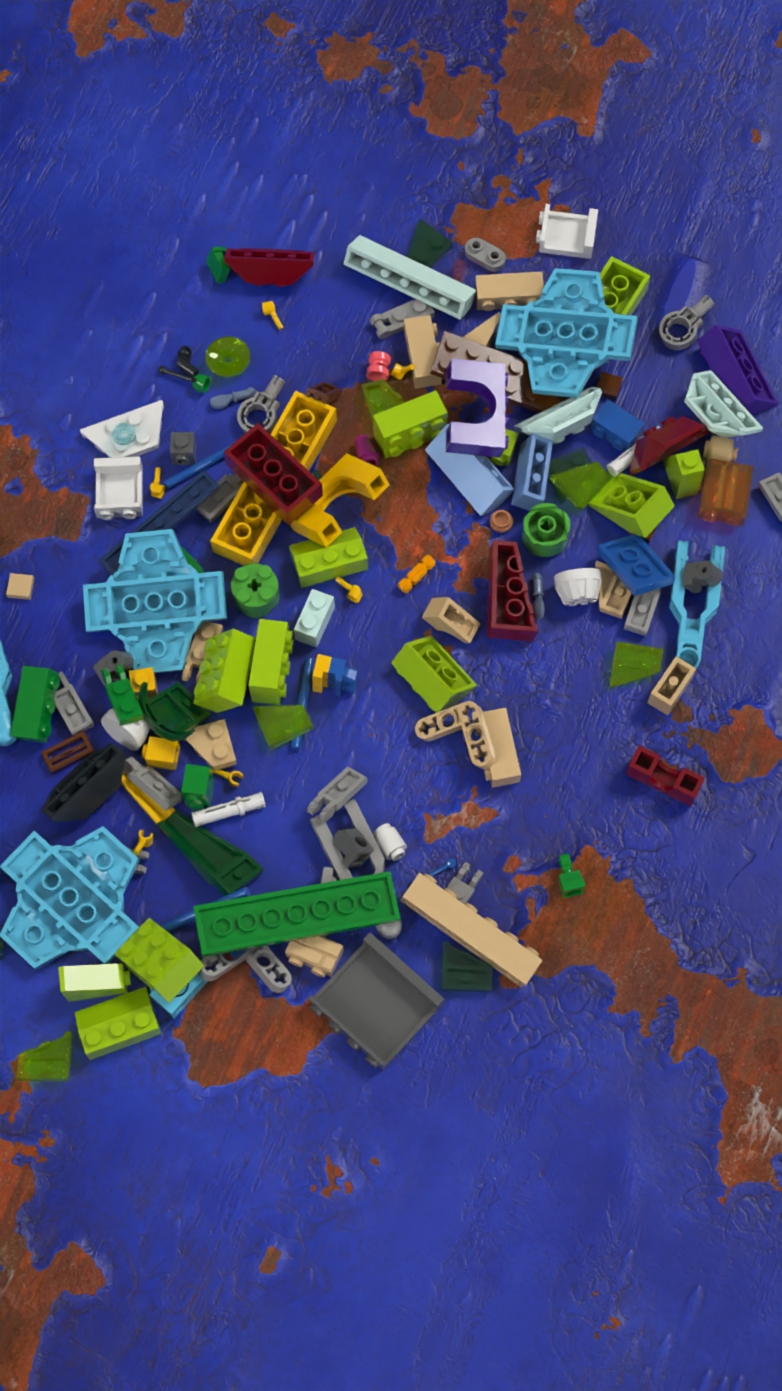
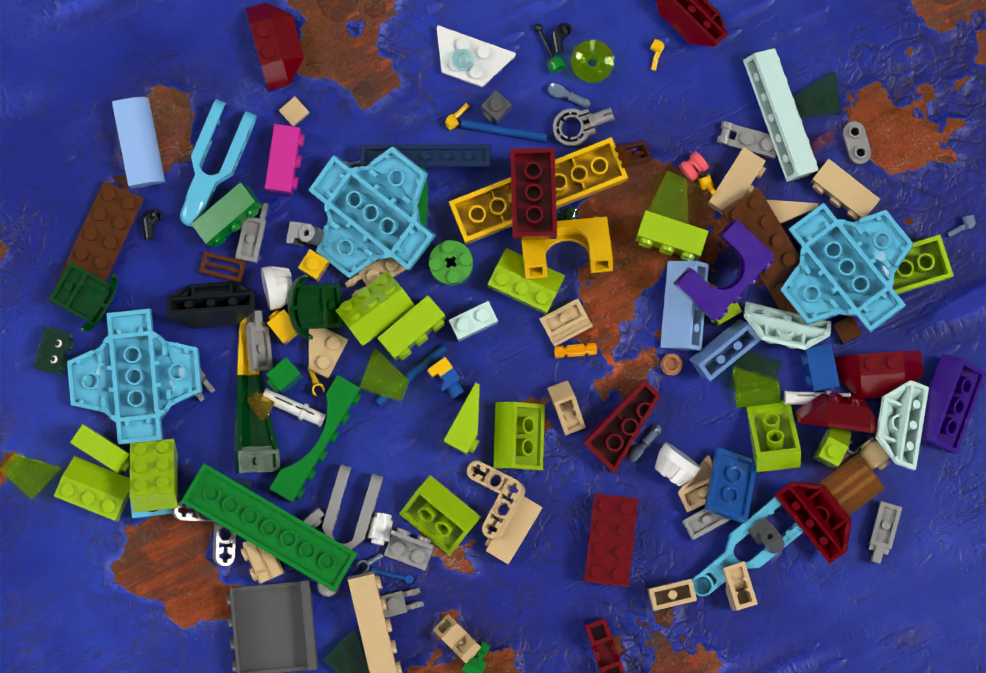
camera: 40 degrees right, 15 degrees up
(45, 626) = (284, 159): none -> dark pink brick
(119, 487) = (425, 97): white panel -> none
(122, 697) = (286, 268): green hinge -> none
(143, 842) = (216, 379): yellow hand -> none
(189, 917) = (222, 469): blue bar -> none
(199, 827) = (261, 405): none -> clear yellow slope
(222, 498) = (499, 169): light grey hinge -> none
(279, 864) = (291, 479): none -> green arch
(337, 793) = (375, 463): light grey hinge -> none
(354, 591) = (519, 326): yellow hand -> none
(354, 847) = (350, 511): dark grey leg -> none
(365, 450) = (623, 225): magenta cone -> none
(385, 697) = (464, 430): none -> lime slope
(389, 559) = (566, 322): none -> tan plate
(404, 882) = (365, 564): none -> sand blue hand
(428, 834) = (408, 549): none -> light grey bracket
(429, 789) = (439, 515): none -> lime slope
(534, 533) = (691, 389): bright green brick -> none
(535, 872) = (457, 638): none -> tan brick
(567, 233) = (933, 180): white panel -> none
(583, 688) = (611, 540): none -> dark red brick
(623, 240) = (969, 222): none -> sand blue hand
(634, 663) = (664, 553): clear neon green wing -> none
(661, 392) = (878, 373): none -> dark red wedge
(682, 318) = (953, 324): light grey pin -> none
(718, 633) = (739, 586): none -> tan arch
(725, 526) = (818, 517): none -> dark red wedge

